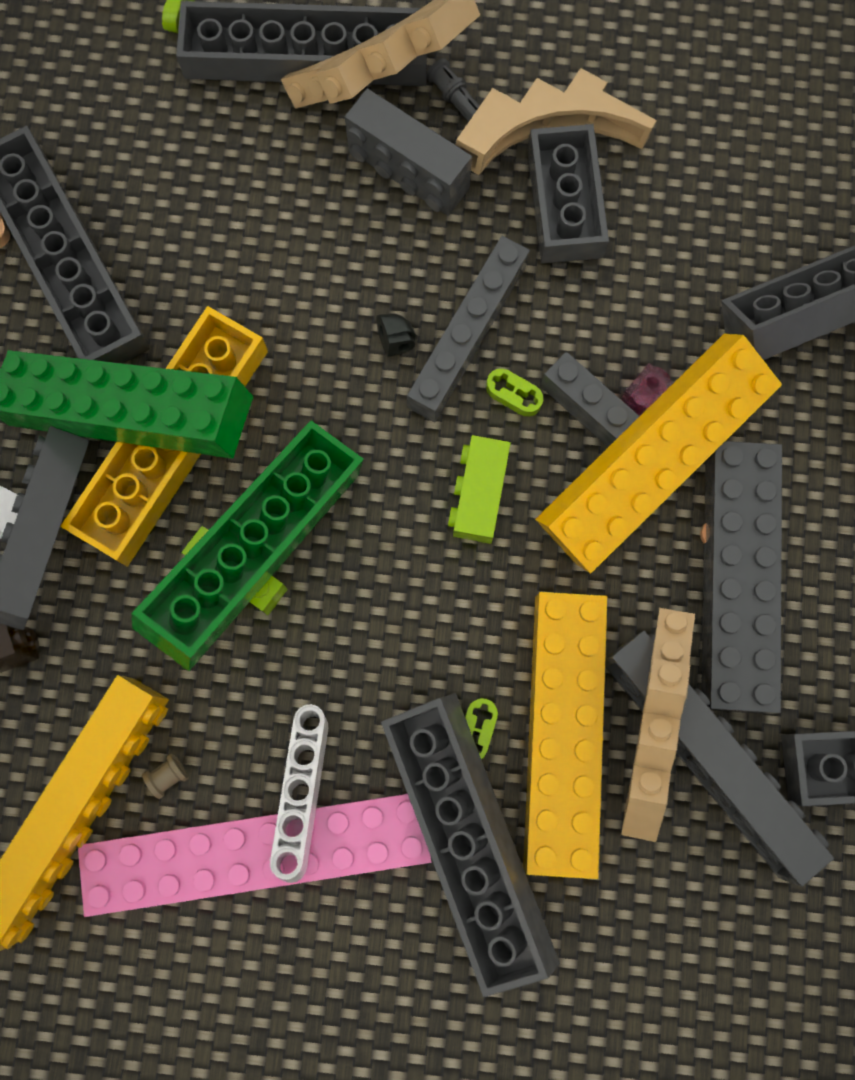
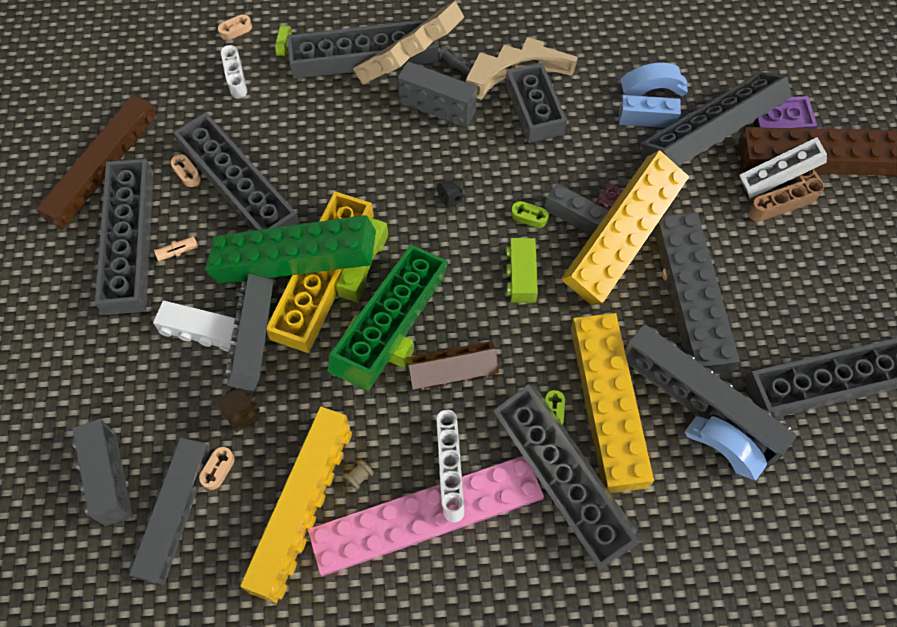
camera: 10 degrees left, 15 degrees down
(88, 50) = (233, 71): none -> white beam
(266, 390) = (353, 280): none -> lime arch
(336, 631) = (452, 365): none -> brick
(467, 329) = (493, 184): dark grey brick -> none
(659, 725) = (669, 382): tan arch -> none
(727, 837) = (731, 442): none -> light blue arch
(752, 241) = (649, 111): none -> light blue brick
(774, 181) = (653, 77): none -> light blue arch

